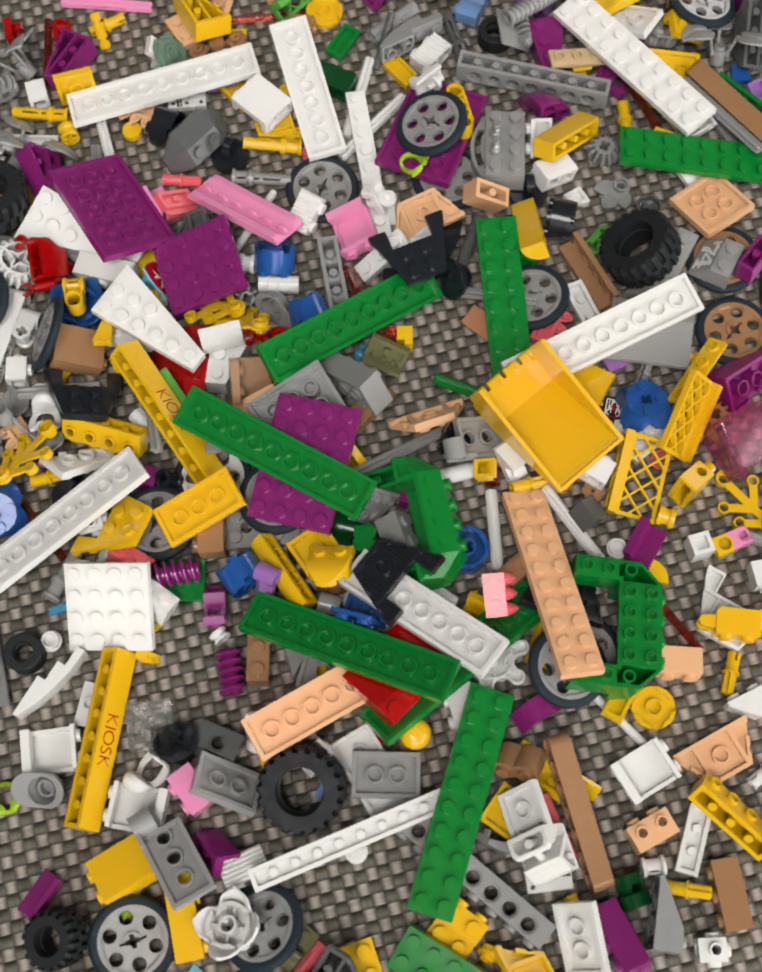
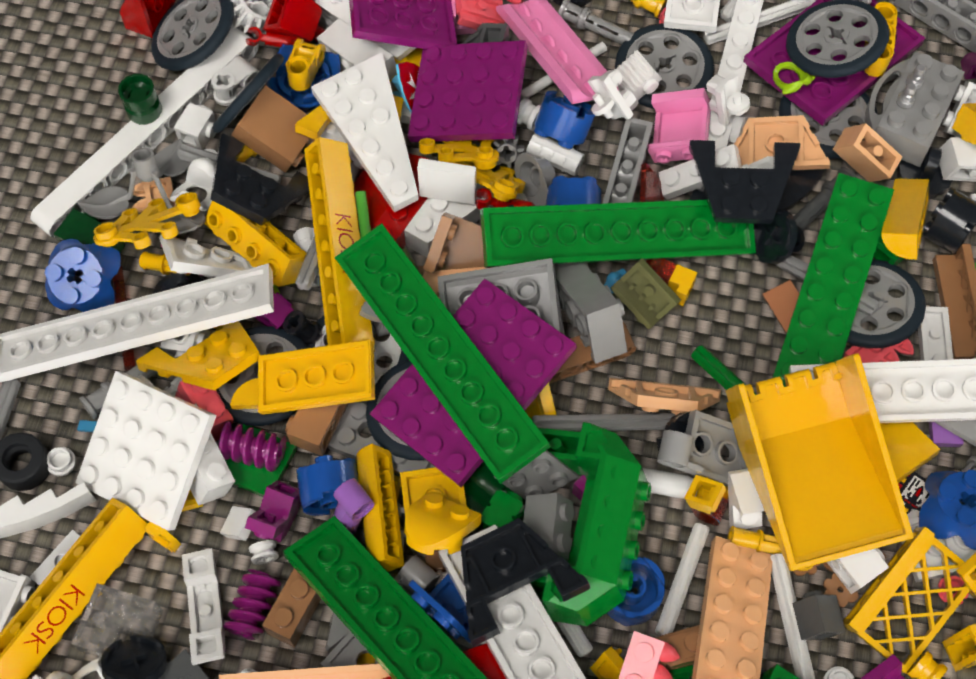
camera: 25 degrees right, 5 degrees down
(157, 540) = (246, 396): none -> yellow tile
(193, 625) = (235, 523): none -> white tile
(199, 687) = (205, 607): none -> white slope
(300, 232) = (609, 99): none -> white hips

